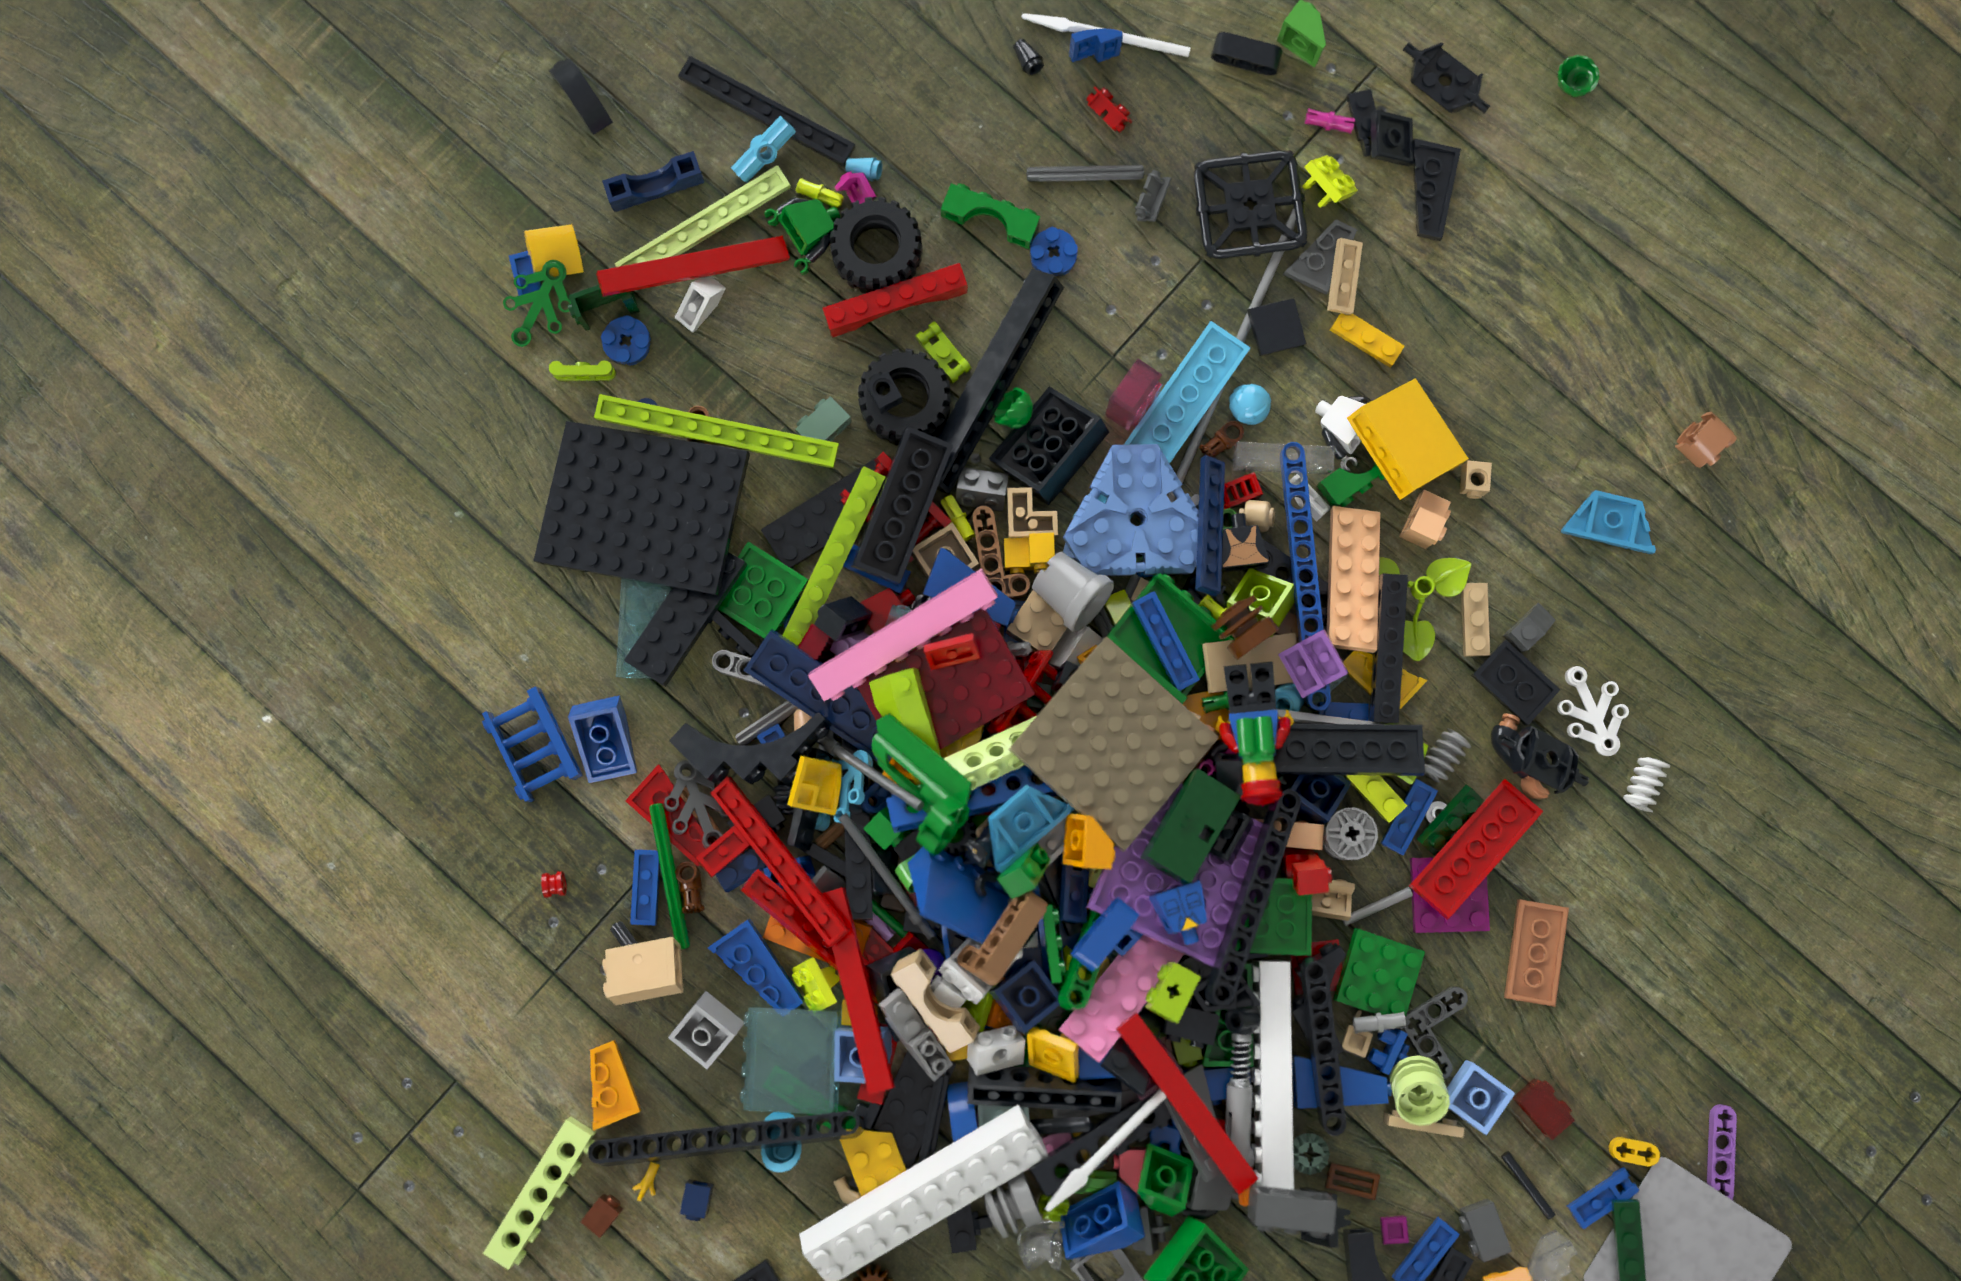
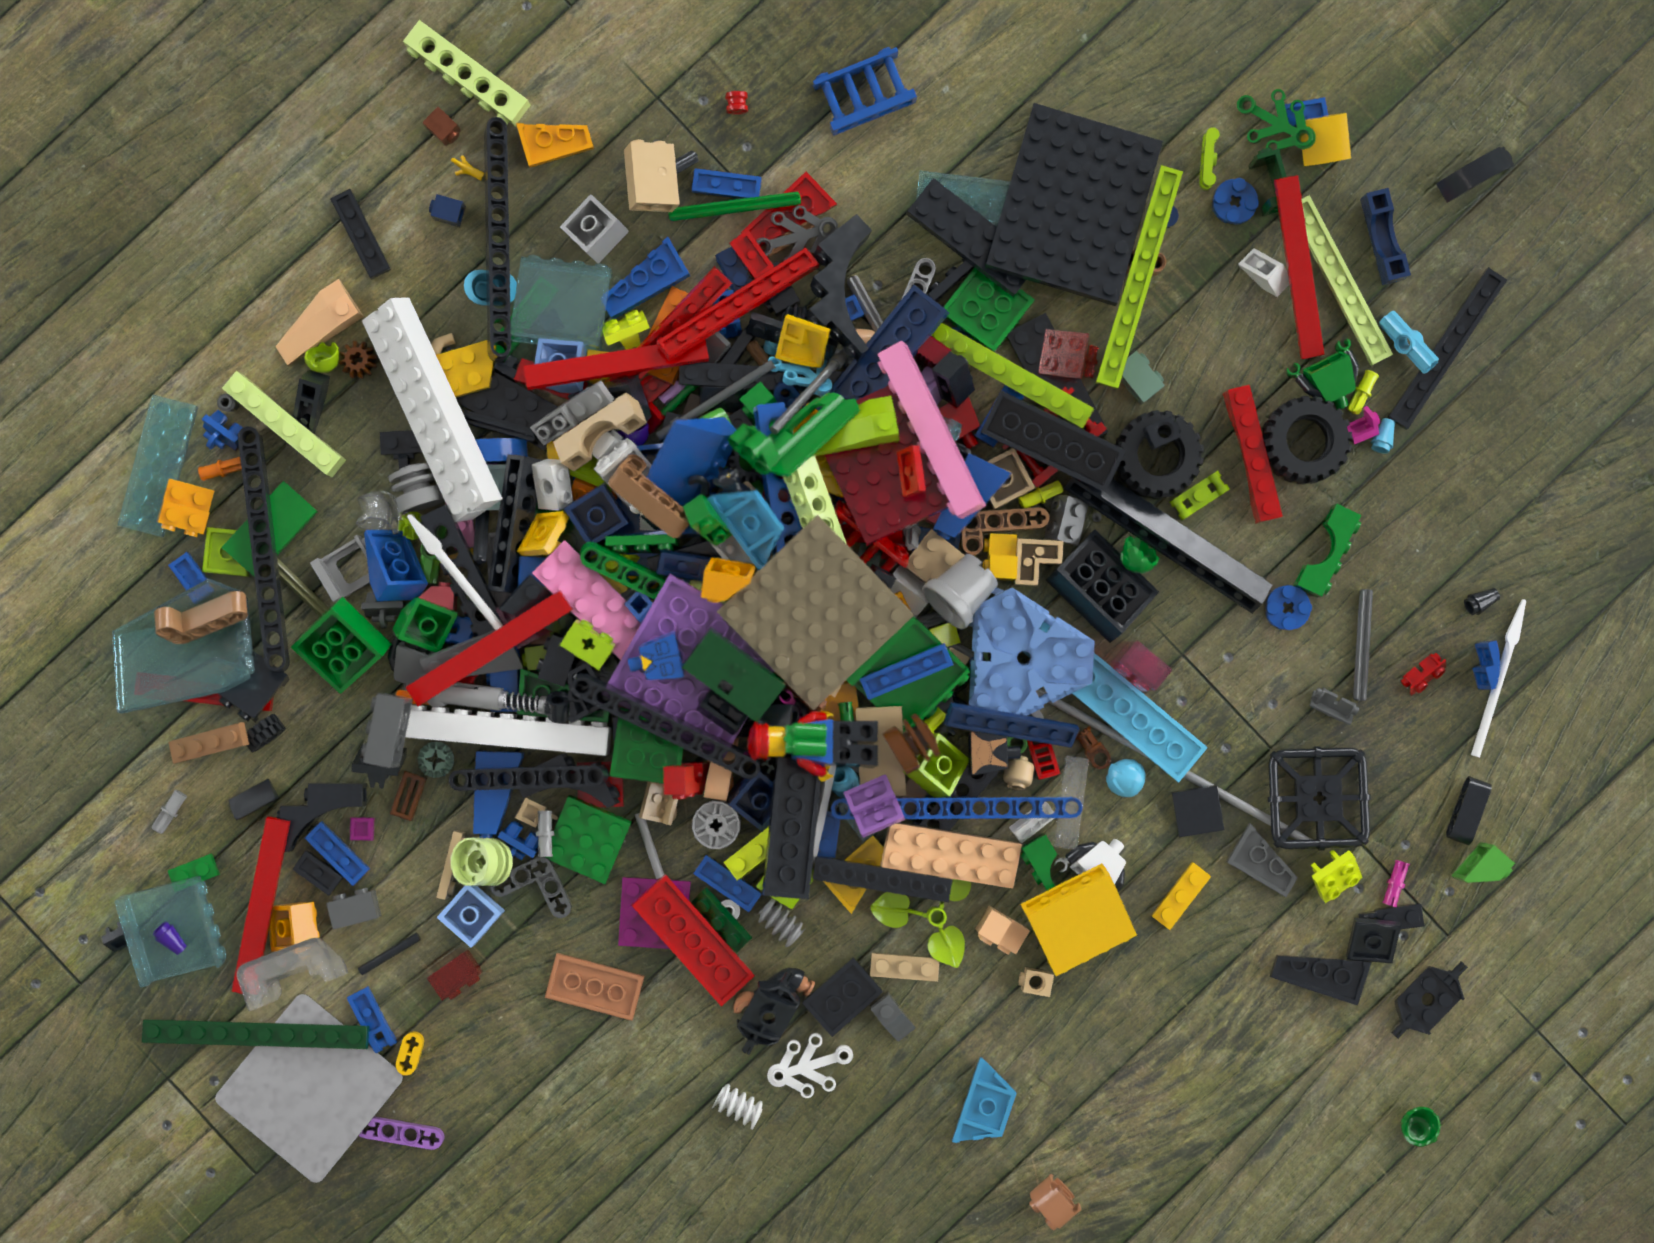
camera: 95 degrees right, 5 degrees up
(603, 739) = (864, 155): blue slope -> none
(690, 888) = (722, 224): reddish brown connector -> none
(805, 501) = (1066, 353): none -> clear red plate
(1105, 934) = (643, 586): blue beam -> none
(1345, 276) = (1240, 879): tan plate -> none

